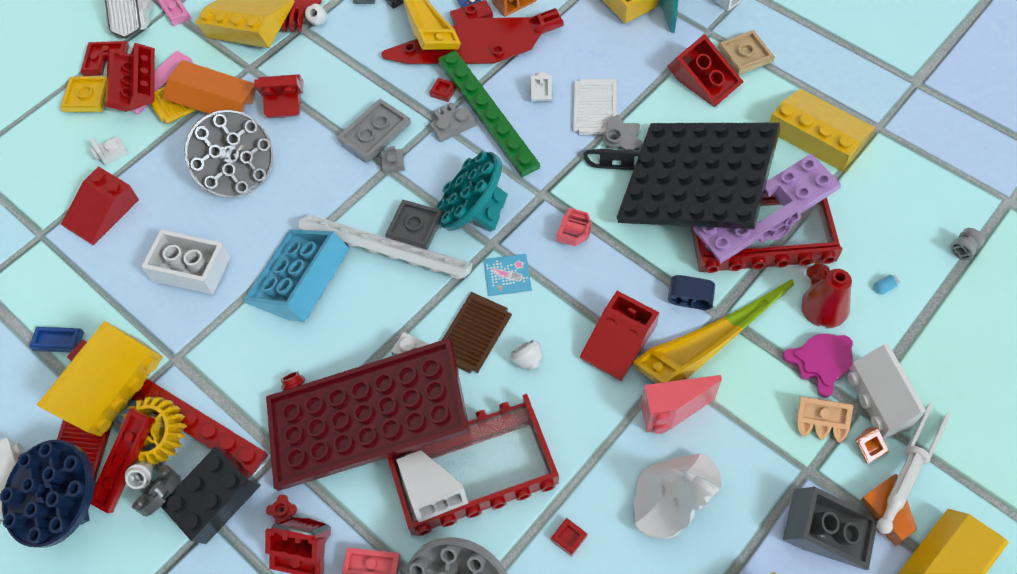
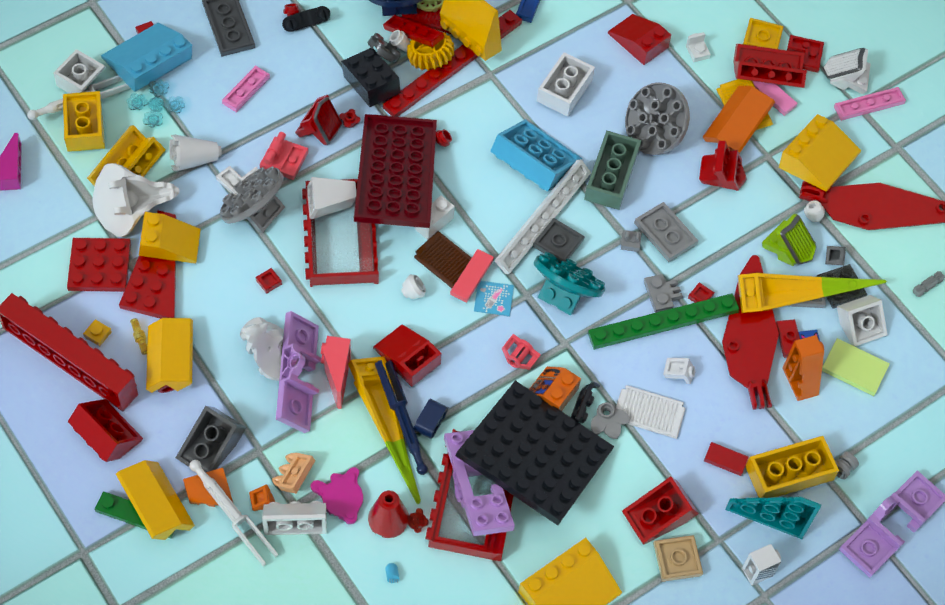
camera: 95 degrees right, 0 degrees up
(305, 188) = (612, 170): none -> sand green brick
(359, 27) = (791, 242): none -> lime piece
(488, 298) = (472, 275): none -> coral tile
(605, 185) = (556, 386): none -> orange slope
(623, 38) = (726, 458): none -> red tile
(692, 325) = (401, 411): none -> dark blue piece
(718, 444) = (295, 395): none -> lavender plate

